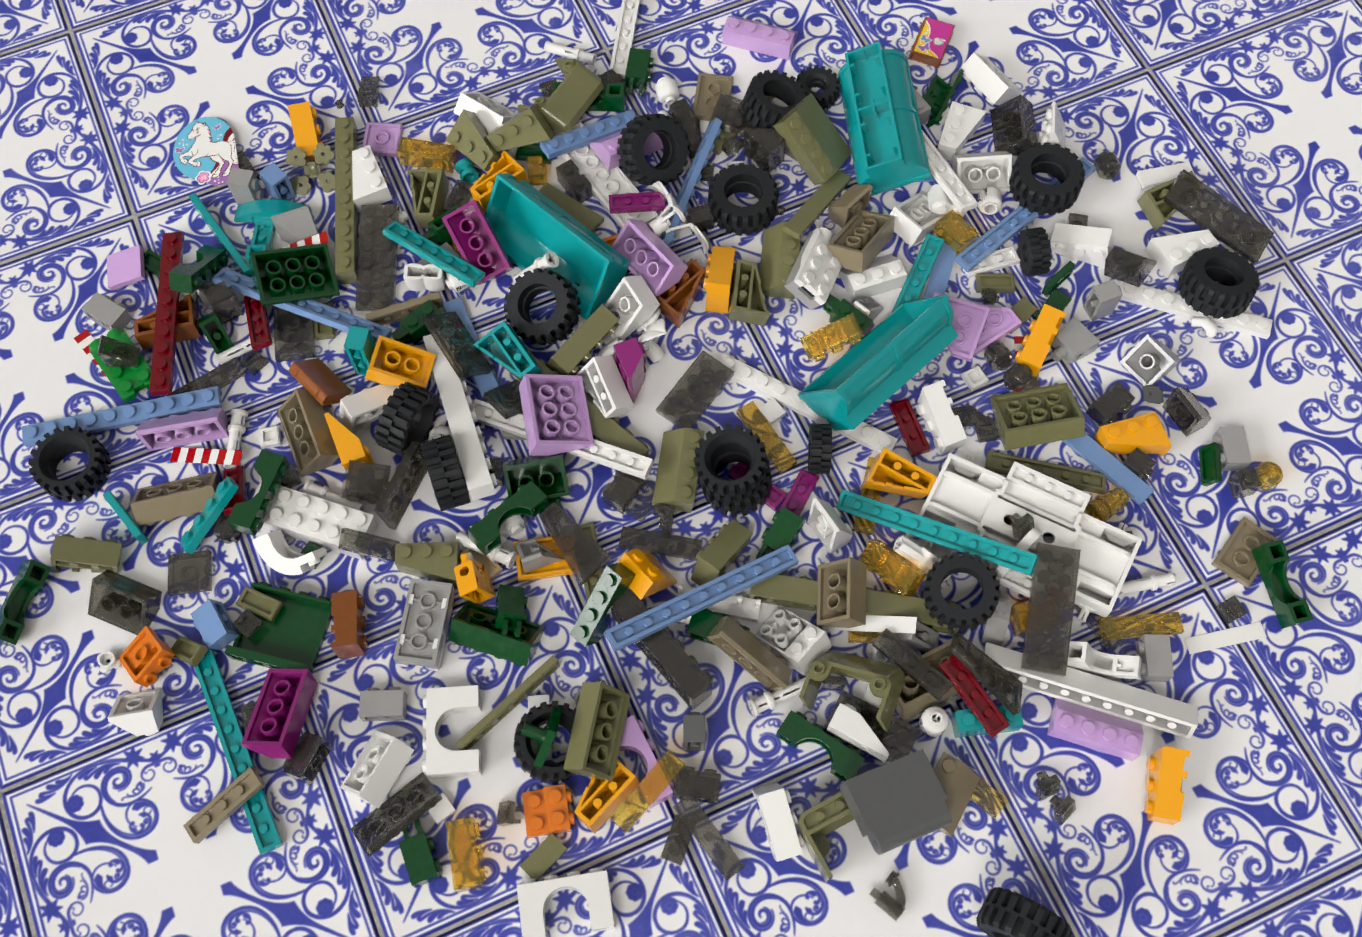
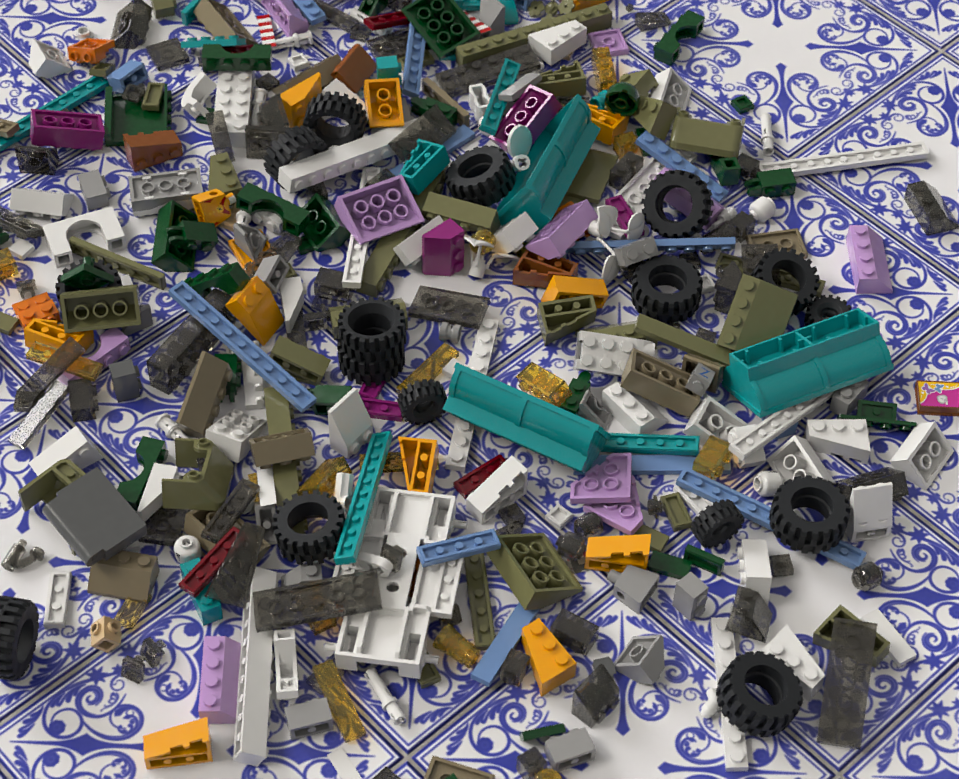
camera: 70 degrees right, 15 degrees down
(418, 89) = (688, 26): none -> dark green arch
(434, 230) = (517, 88): none -> light grey tile
(496, 143) = (622, 98): none -> dark green cylinder
(511, 256) = (519, 141): none -> white piece
(519, 59) = (742, 104): none -> dark green tile
(607, 543) = (272, 272): none -> light grey brick
(633, 328) = (484, 235): none -> clear yellow head
(634, 534) = (292, 299): none -> white slope
(661, 808) = (50, 370): none -> clear smoke tile
(701, 203) = (636, 251): none -> light grey brick
(726, 400) = (450, 332): none -> light grey wheel
(802, 191) = (706, 334): none -> clear smoke tile
(873, 206) = (700, 379): none -> light grey brick
(953, 869) = (57, 599): none -> white tile
(1018, 467) = (458, 547): none -> medium blue tile
(1018, 827) = (105, 634): none -> tan brick

